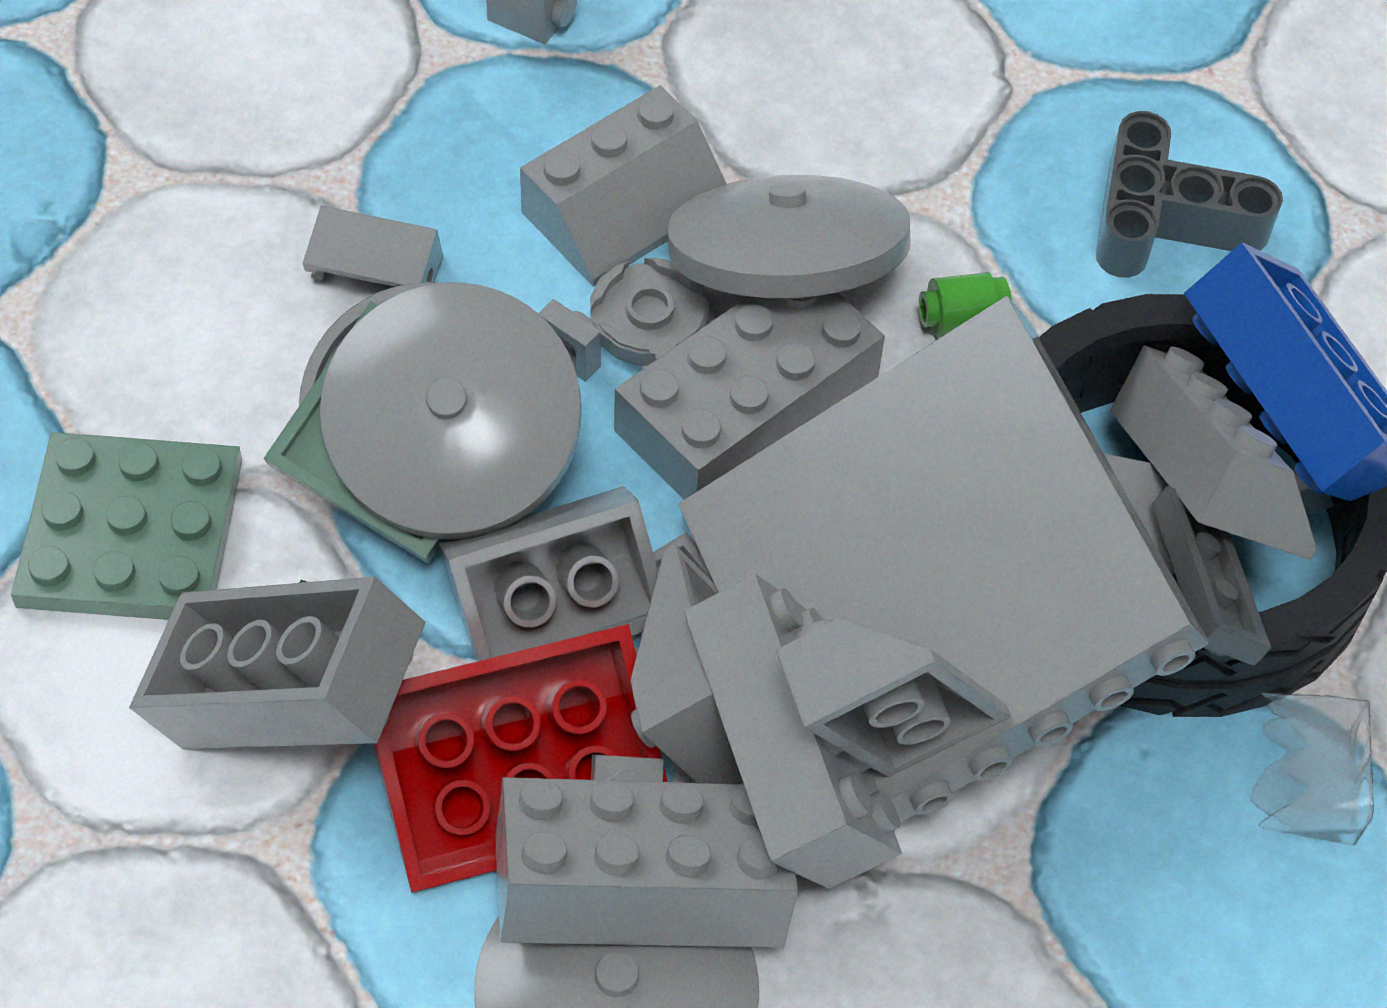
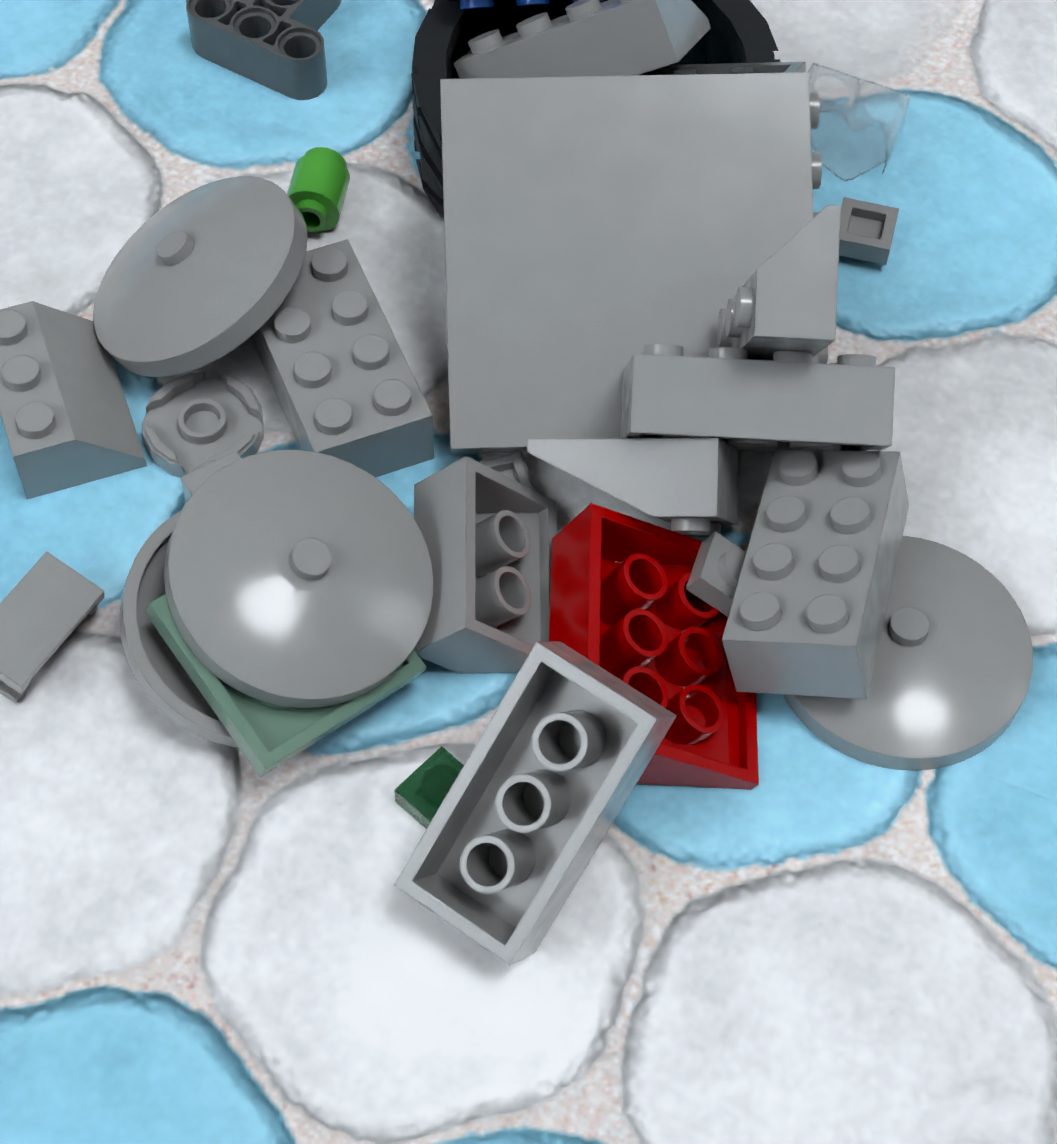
camera: 70 degrees left, 0 degrees up
(126, 525) = (257, 944): sand green plate -> none
(1166, 828) = (866, 230): none -> light grey plate

